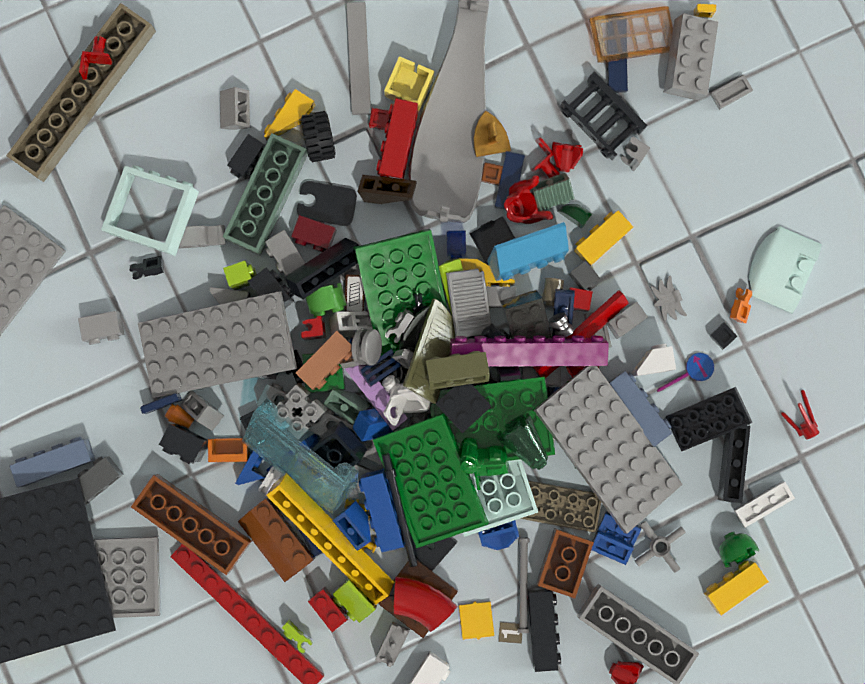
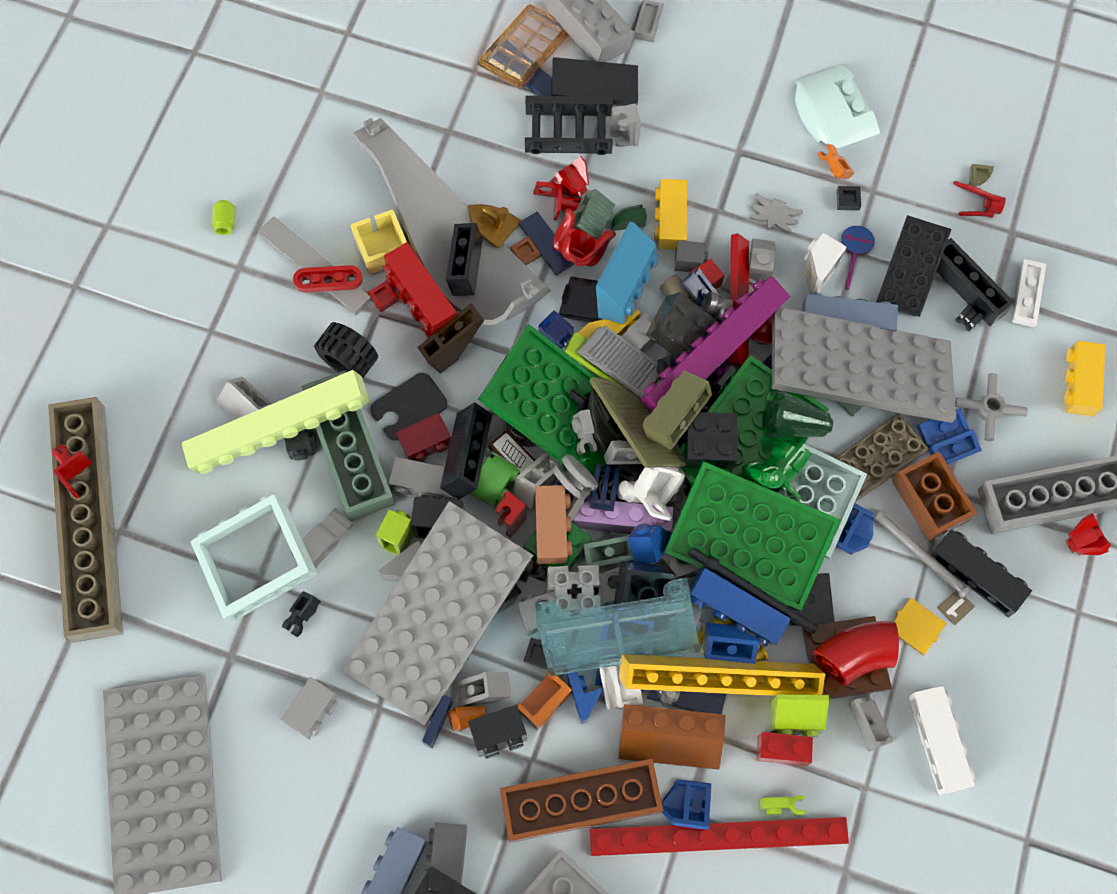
camera: 45 degrees left, 15 degrees down
(236, 142) = (275, 422): none -> yellowish green brick
(247, 584) = (688, 804): none -> blue slope
(291, 113) = (301, 356): yellow slope -> none
(350, 70) = (318, 276): none -> red plate
(444, 146) = (464, 259): none -> black brick
(650, 102) = (595, 78): none -> black tile
(710, 483) = (969, 317): none -> black wheel
(737, 548) = (1050, 345): green cylinder -> none
(823, 401) = (979, 174): none -> olive tile

